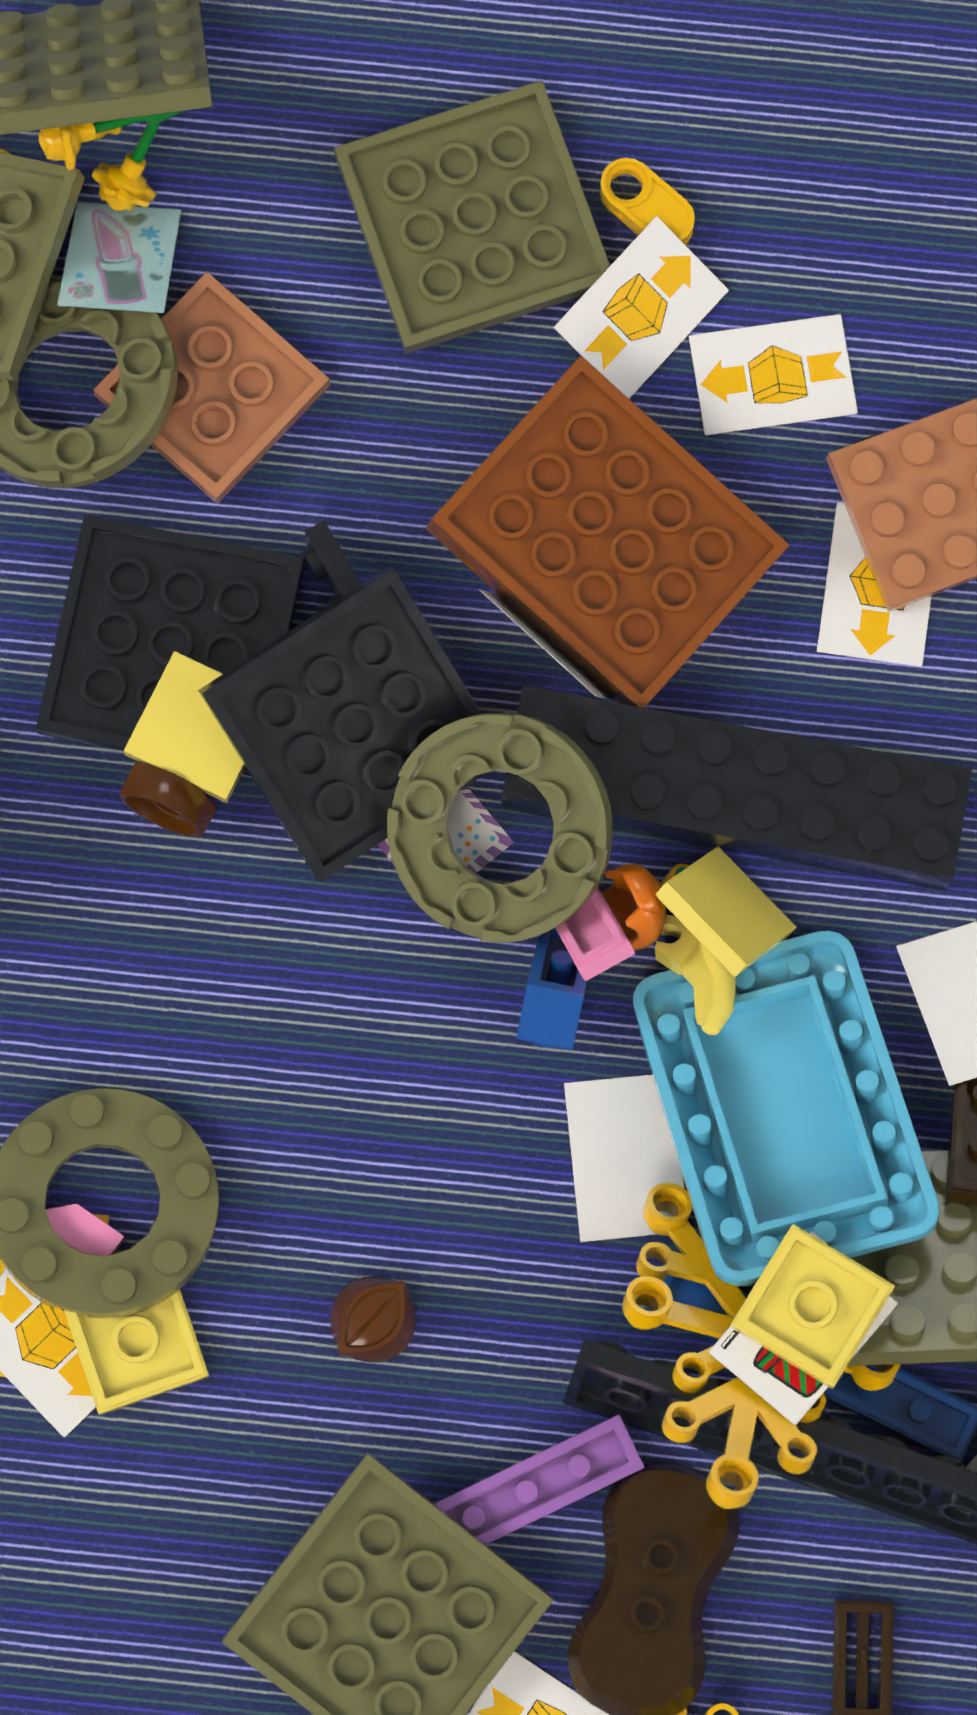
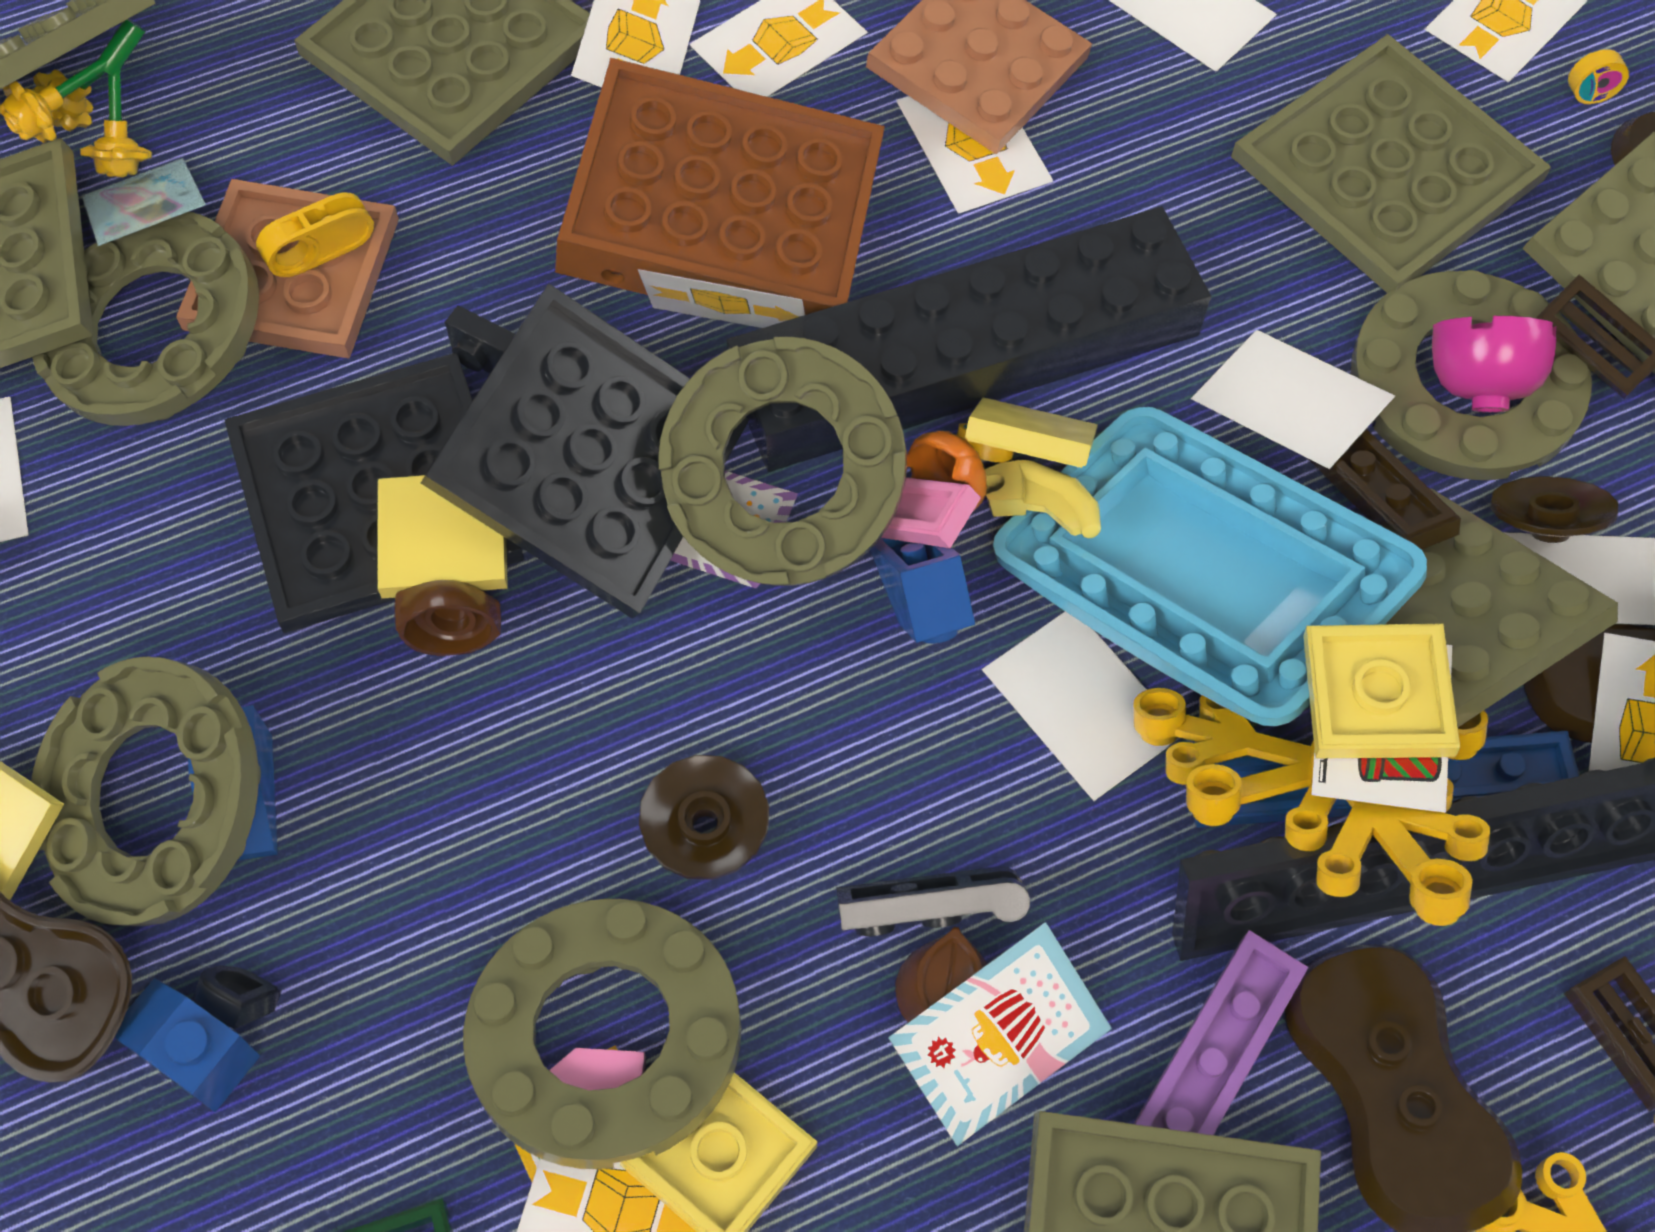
camera: 30 degrees left, 15 degrees down
(243, 383) = (323, 233): none -> yellow piece
(264, 1054) = (699, 789): none -> dark brown dish
(388, 1377) = (1000, 1033): none -> sticker
(400, 1249) = (934, 899): none -> plate

